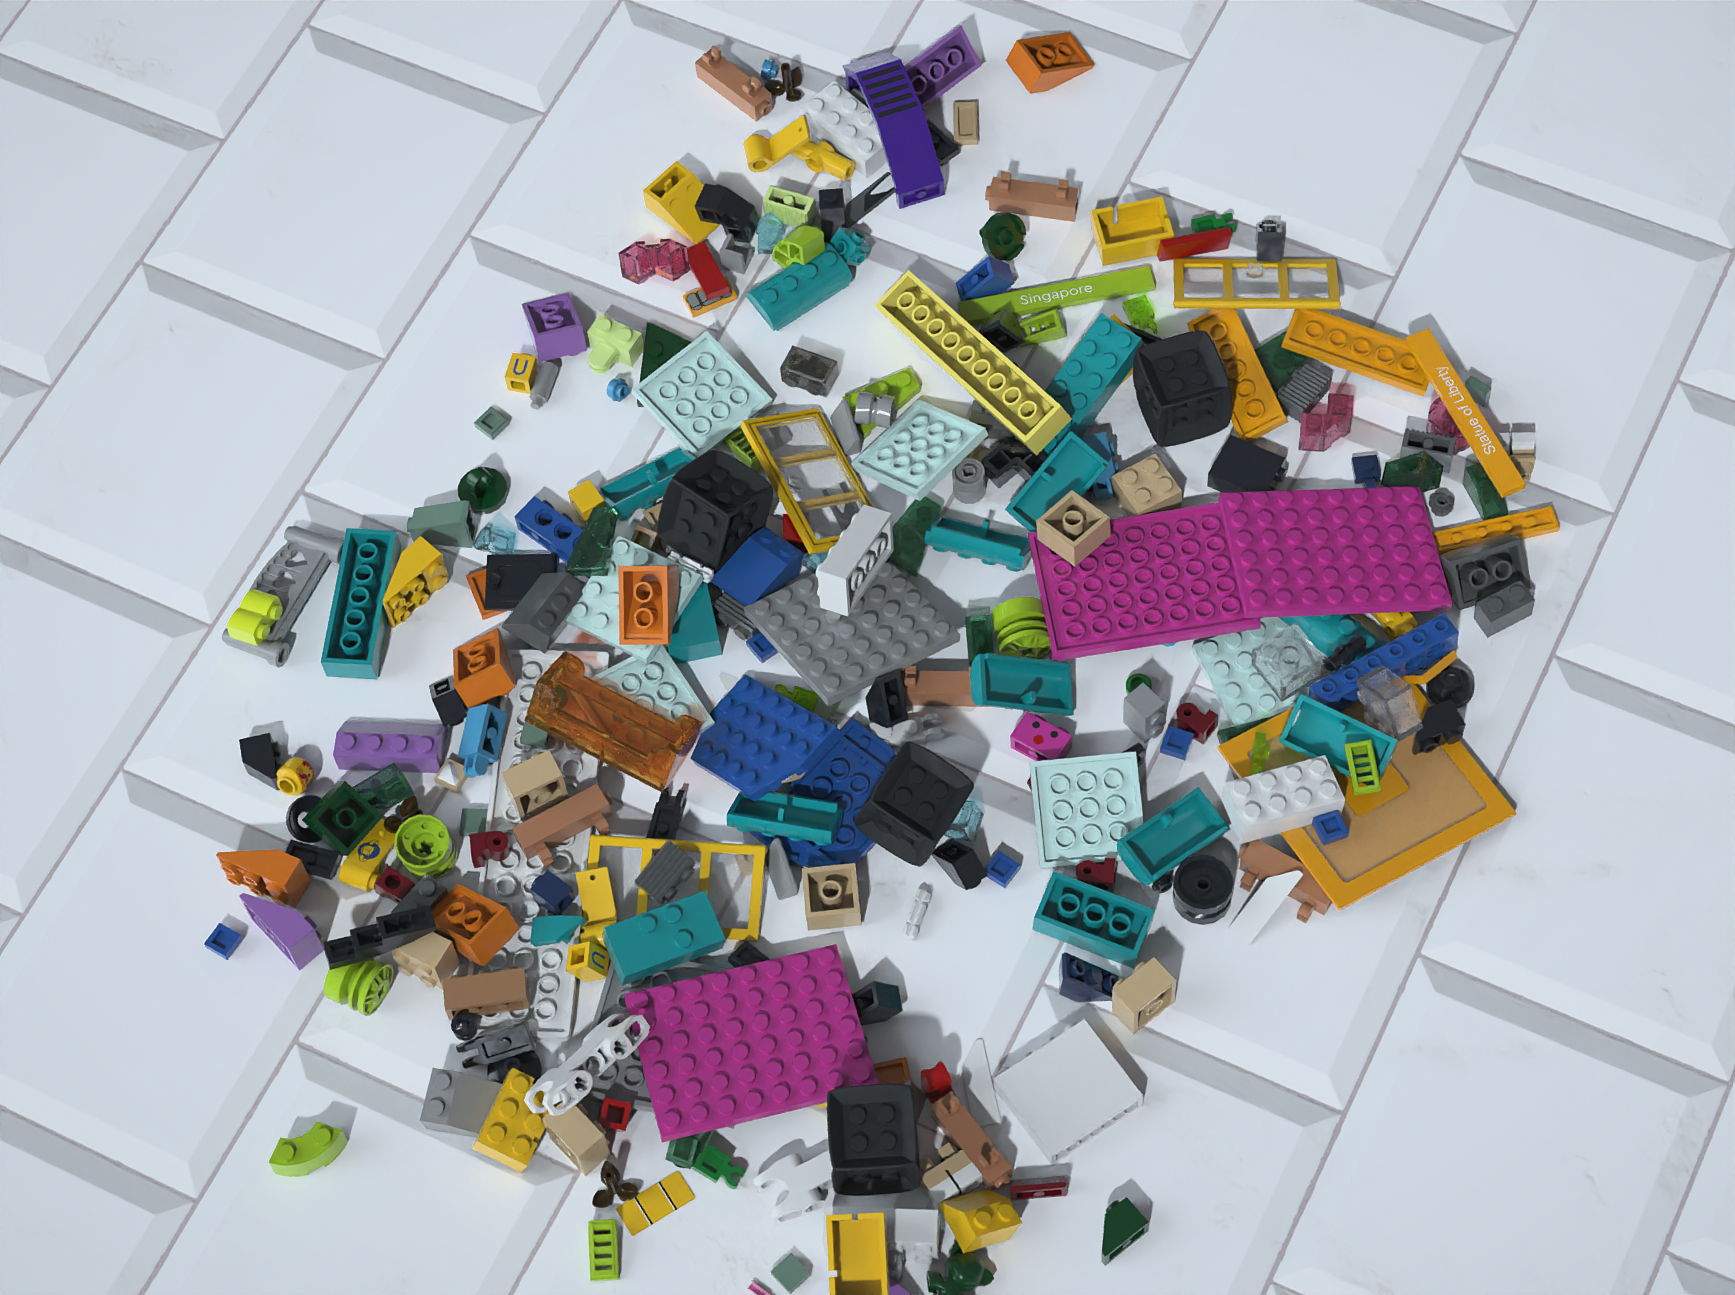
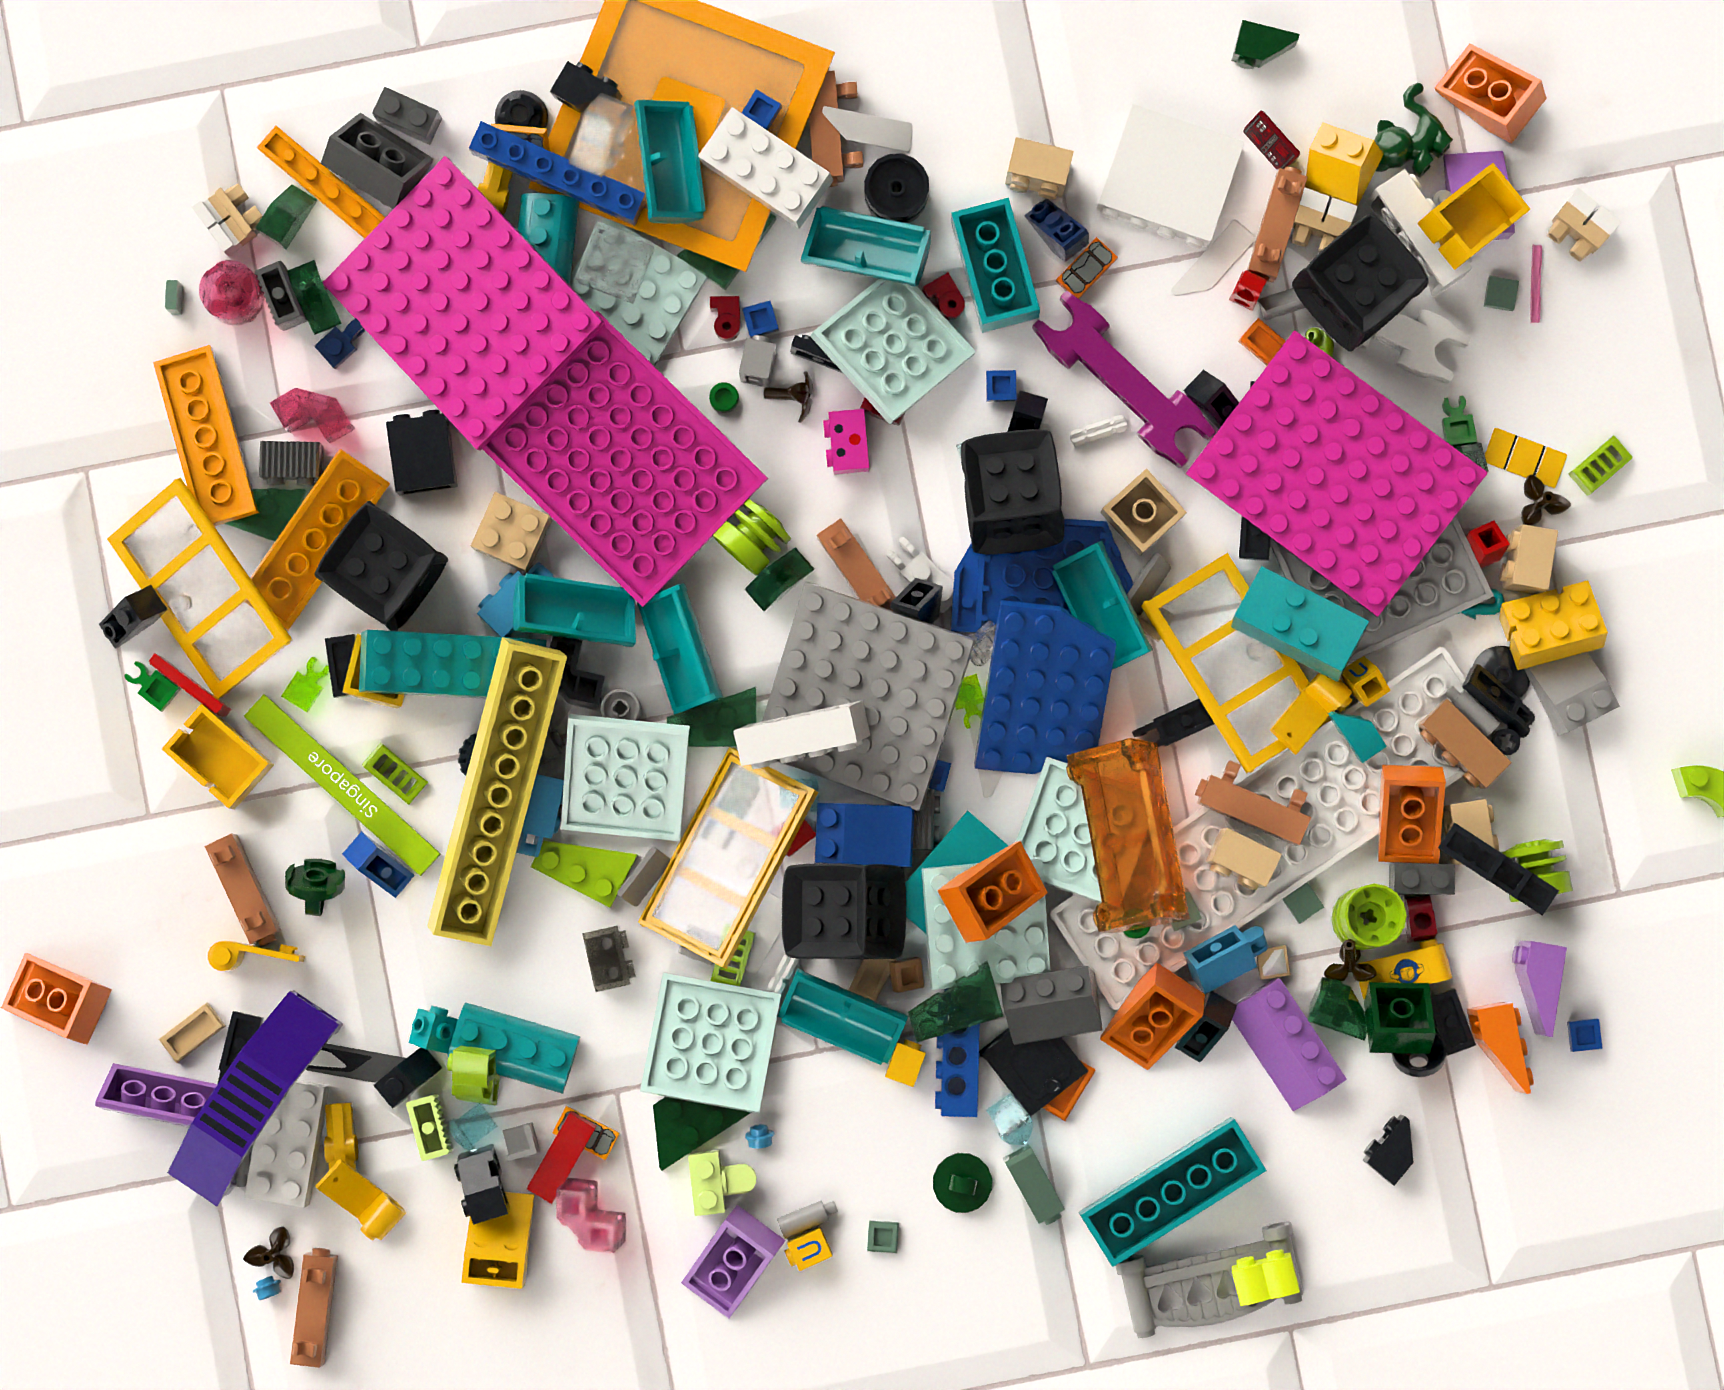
camera: 135 degrees left, 25 degrees up
(295, 776) = (1386, 1104): yellow head -> none
(414, 580) = (1109, 1160): yellow slope -> none
(487, 846) = (1325, 860): dark red leg -> none
(503, 1017) = (1472, 711): none -> light grey cylinder
(552, 893) = (1328, 763): dark blue brick -> none
(572, 1079) = (1450, 587): white piece -> none
(665, 873) = (1238, 671): dark grey brick -> none
(706, 572) = (915, 893): white axle -> none
(874, 409) = (610, 855): light grey wheel -> none
(941, 389) = (541, 814): none -> dark azure brick
(983, 947) = (1085, 343): none -> magenta piece
(996, 161) = (230, 954): none -> yellow door
(1002, 330) = (427, 802): black slope -> none
(1022, 684) = (818, 486): teal container -> none
(1043, 988) = (1087, 268): none -> tile
(1073, 528) = (618, 555): tan brick -> none
(1100, 726) = (798, 392): none -> dark brown plant
(1259, 752) = (731, 223): clear neon green plate -> none
(1344, 654) = (560, 209): black pin -> none
(1360, 748) = (659, 129): lime slope -> none
(1439, 509) = (326, 258): dark grey plate -> none
(1465, 413) = (220, 279): light orange tile -> none

